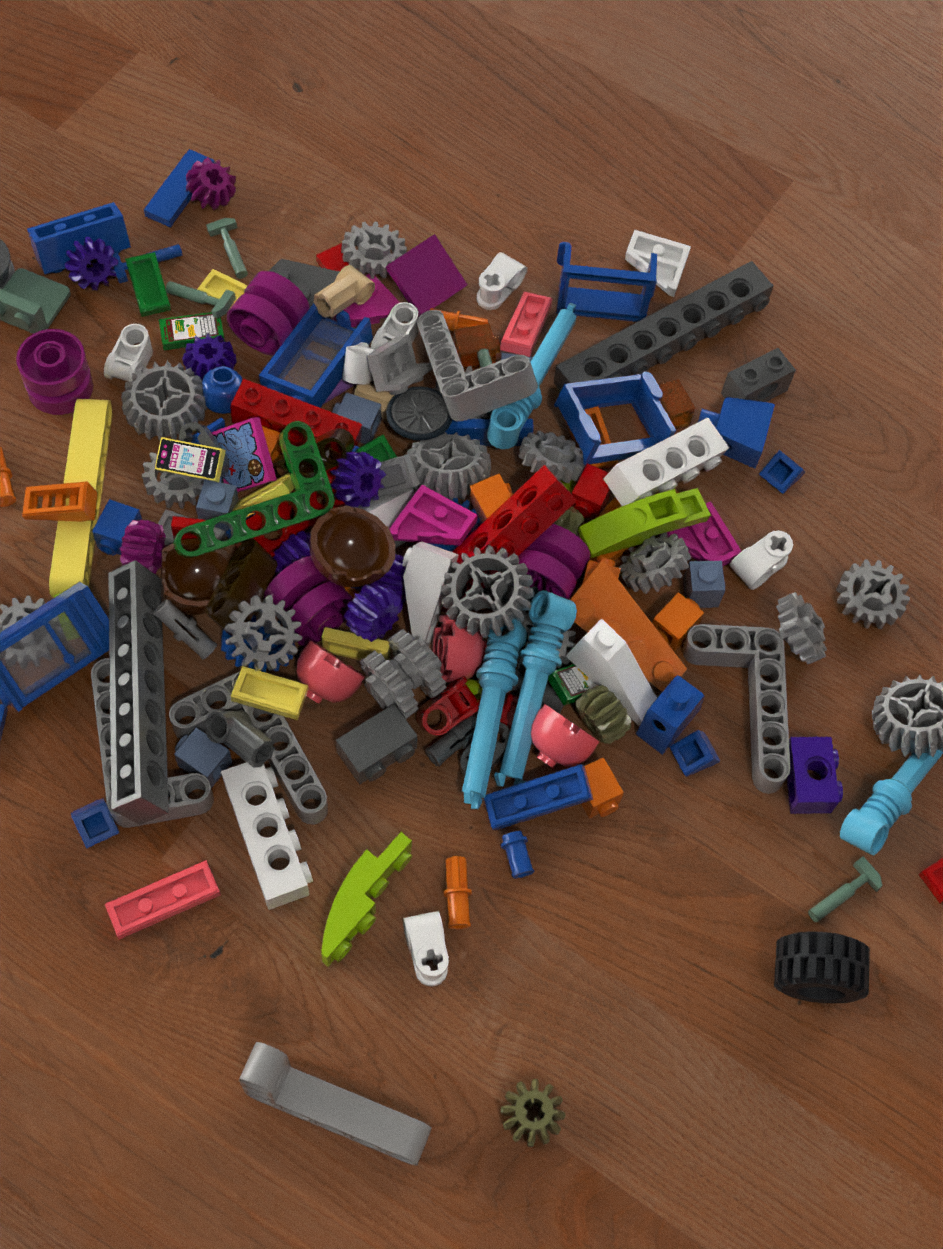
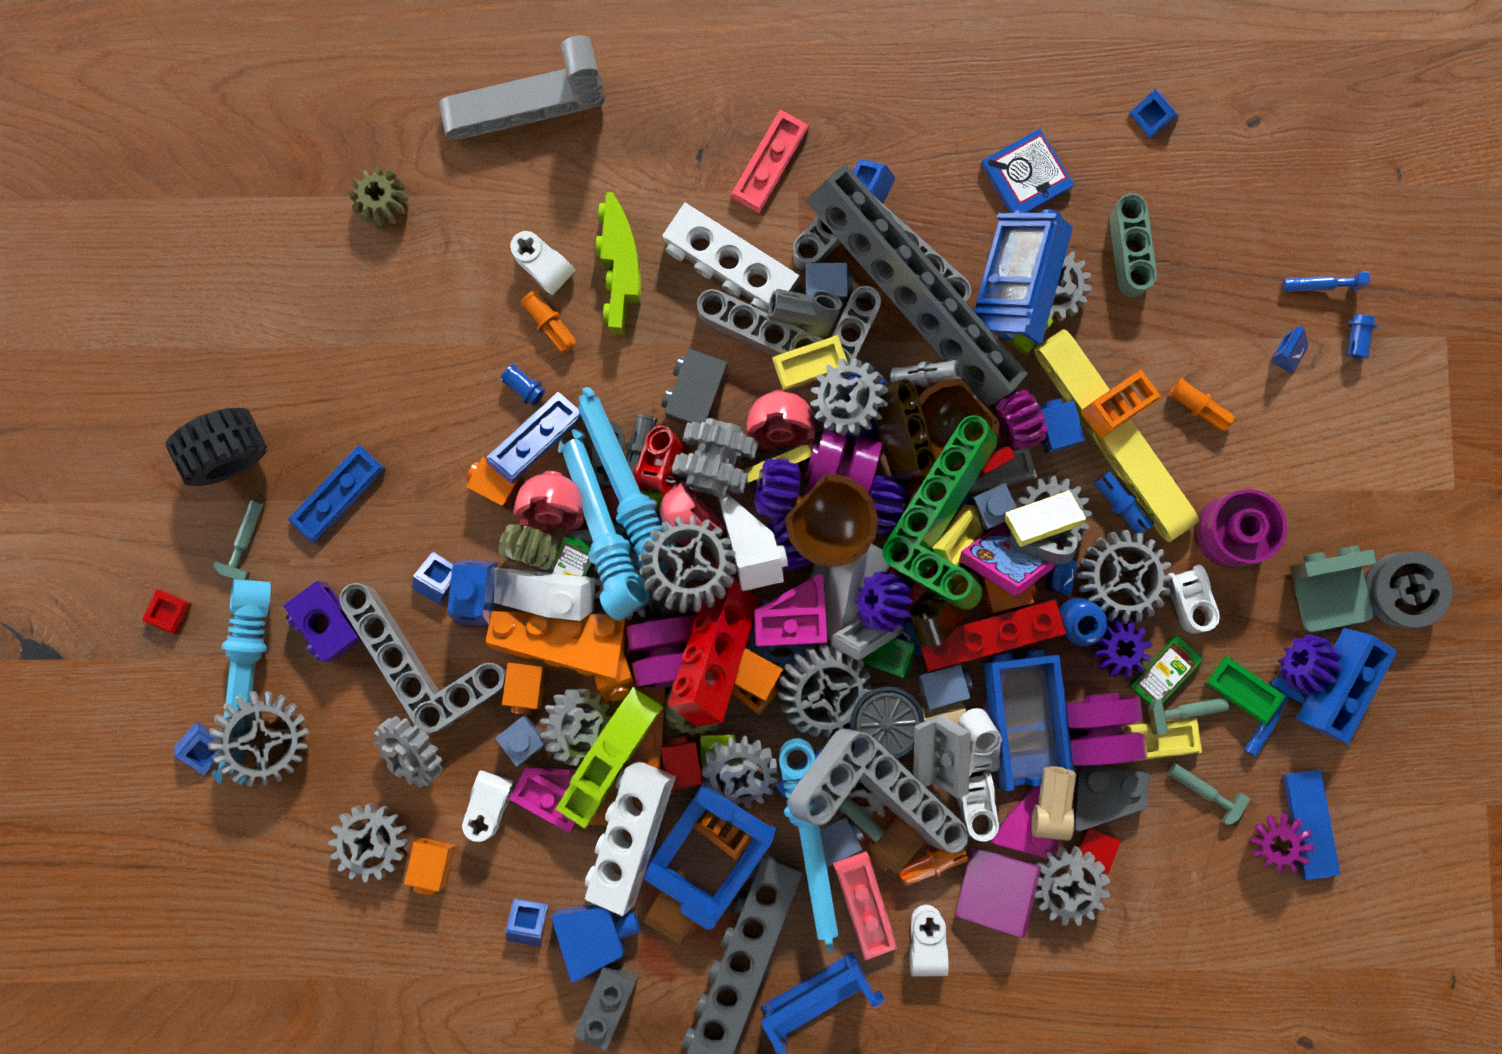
camera: 150 degrees right, 20 degrees up
(119, 449) = (1123, 503): none -> blue pin
(737, 876) = (336, 494): none -> blue tile
(833, 549) = (429, 866): none -> orange brick

